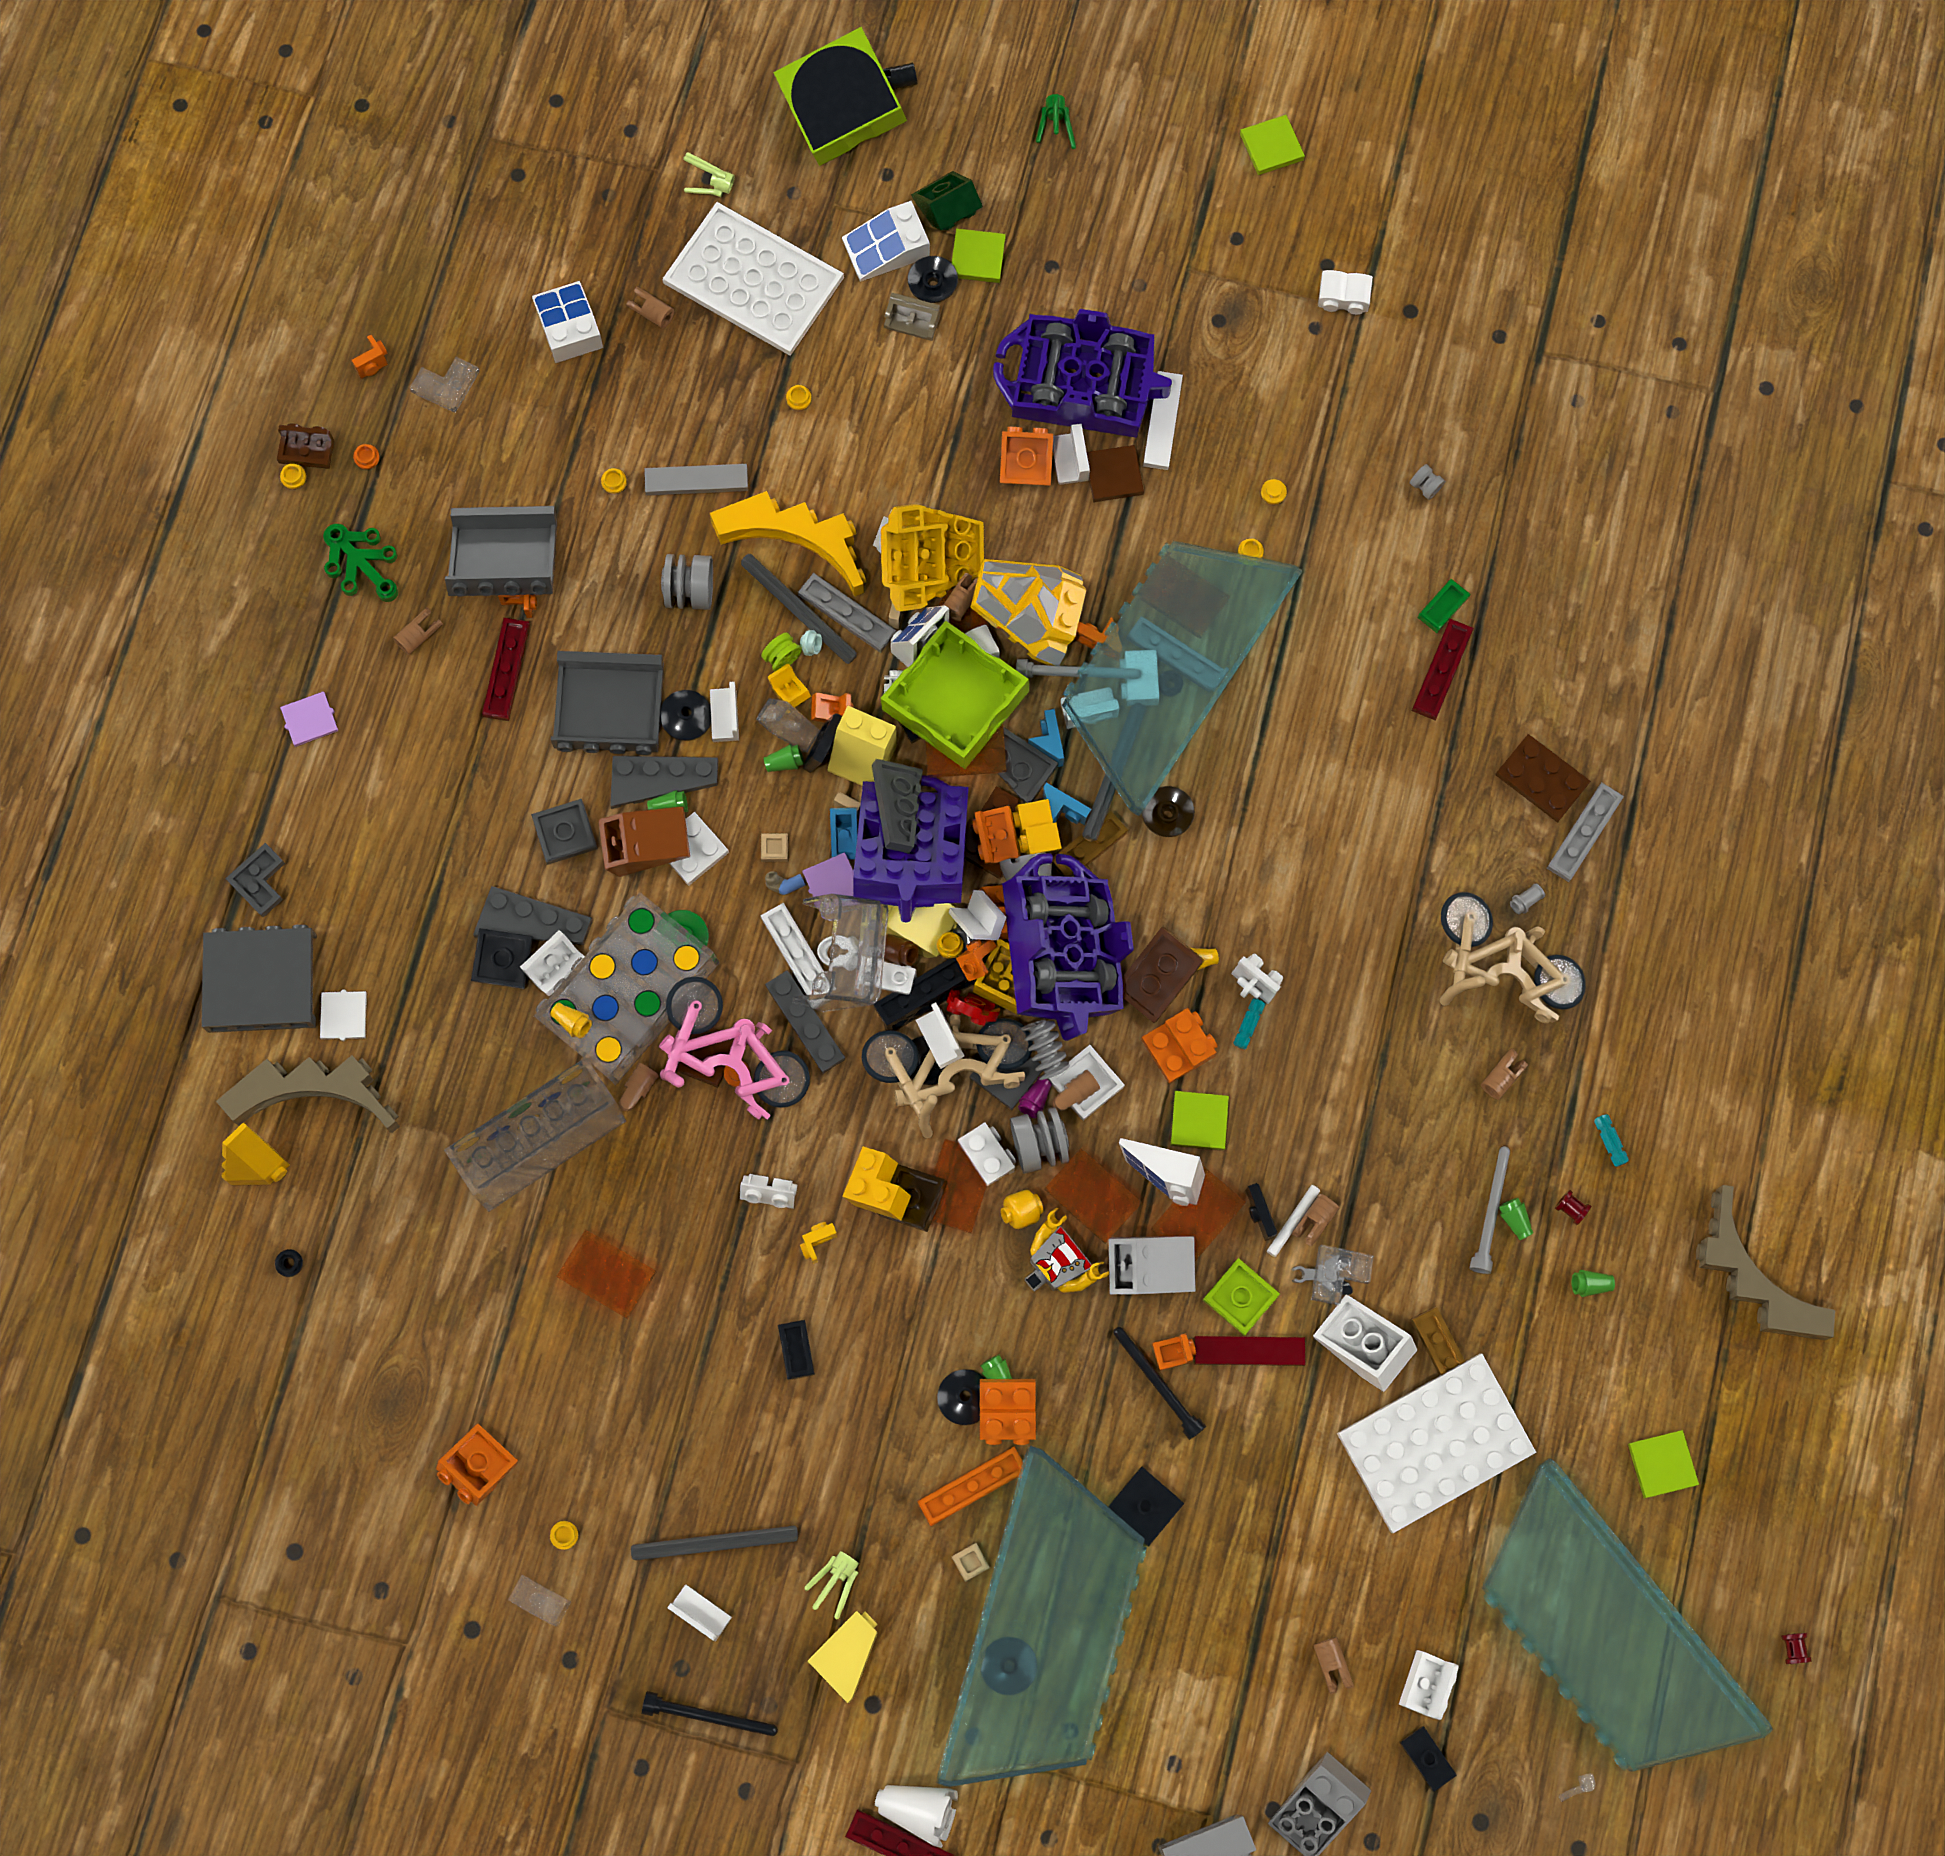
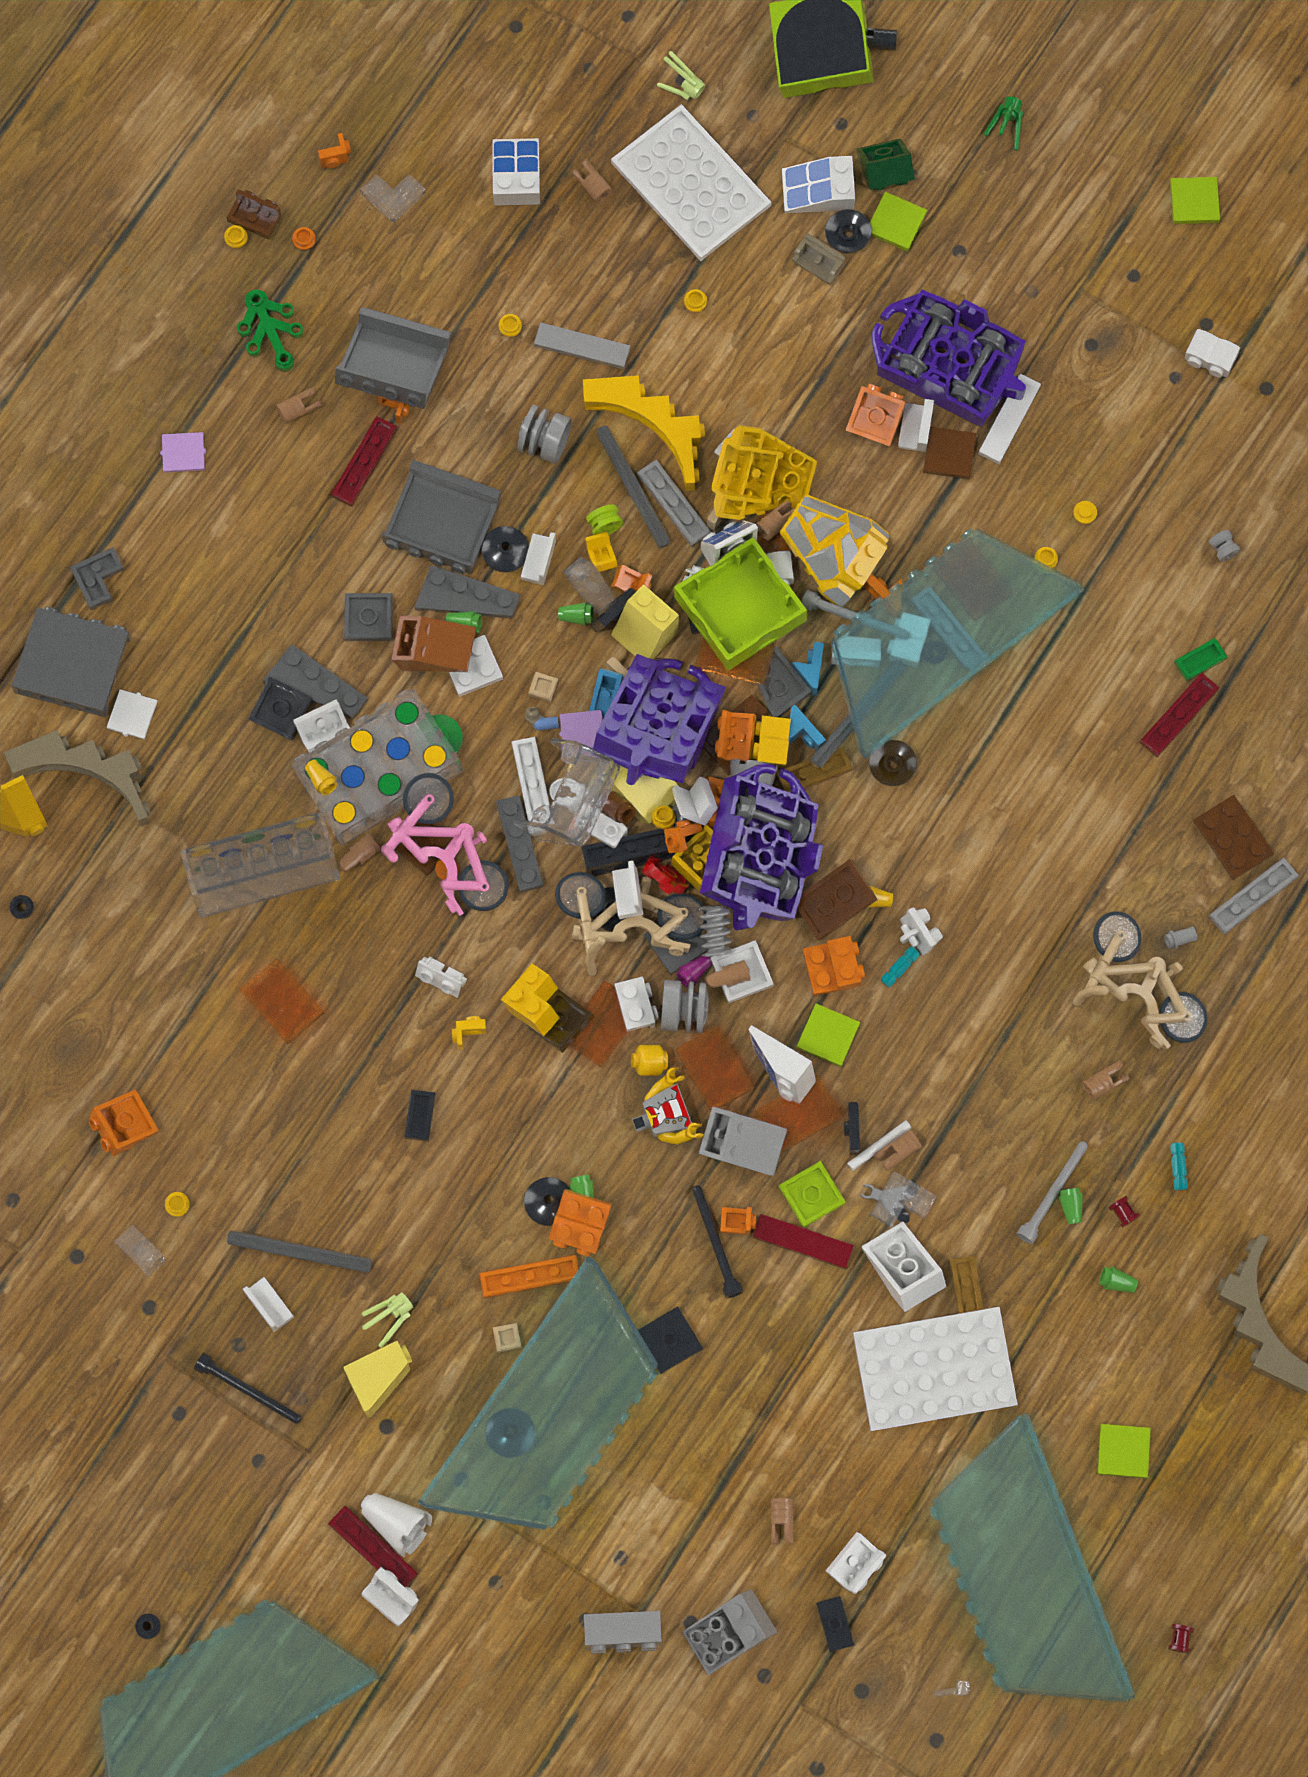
camera: 20 degrees right, 0 degrees up
(811, 643) = (633, 520): light aqua plate -> none
(897, 797) = (659, 677): dark grey wing -> none

